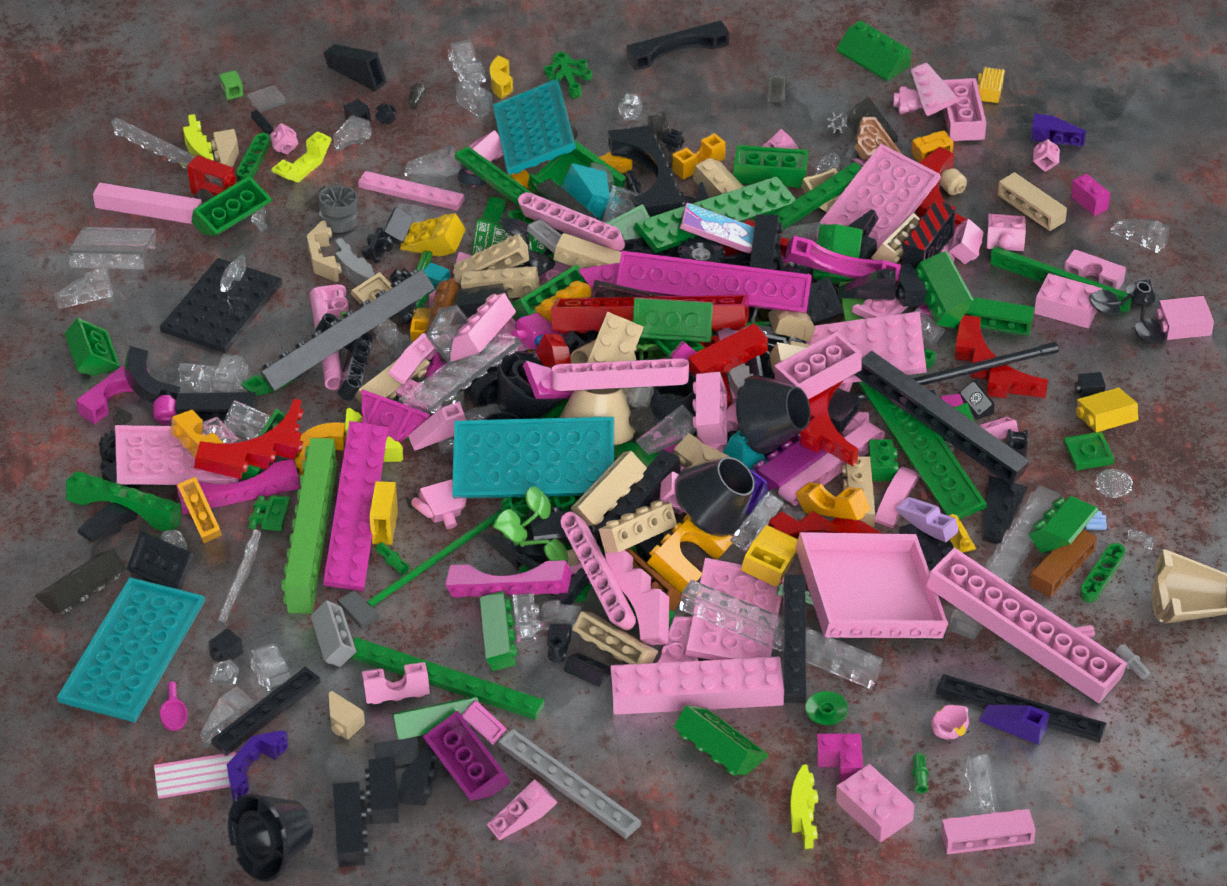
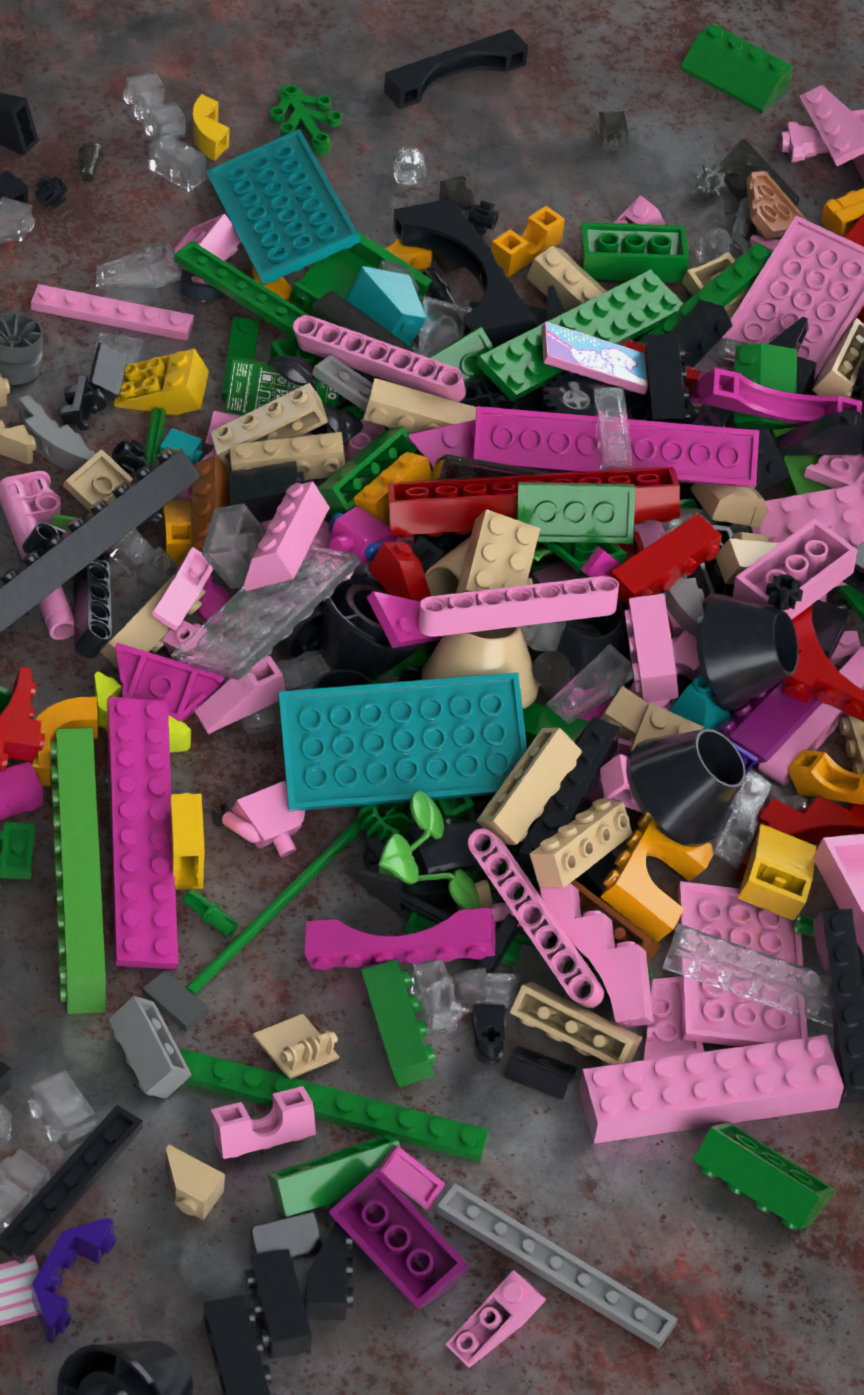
camera: 15 degrees left, 5 degrees up
(430, 640) = (297, 1045): none -> tan hinge
(709, 269) = (612, 429): none -> clear slope
(800, 217) = (701, 330): none -> black brick
(801, 375) = (784, 592): none -> black gear

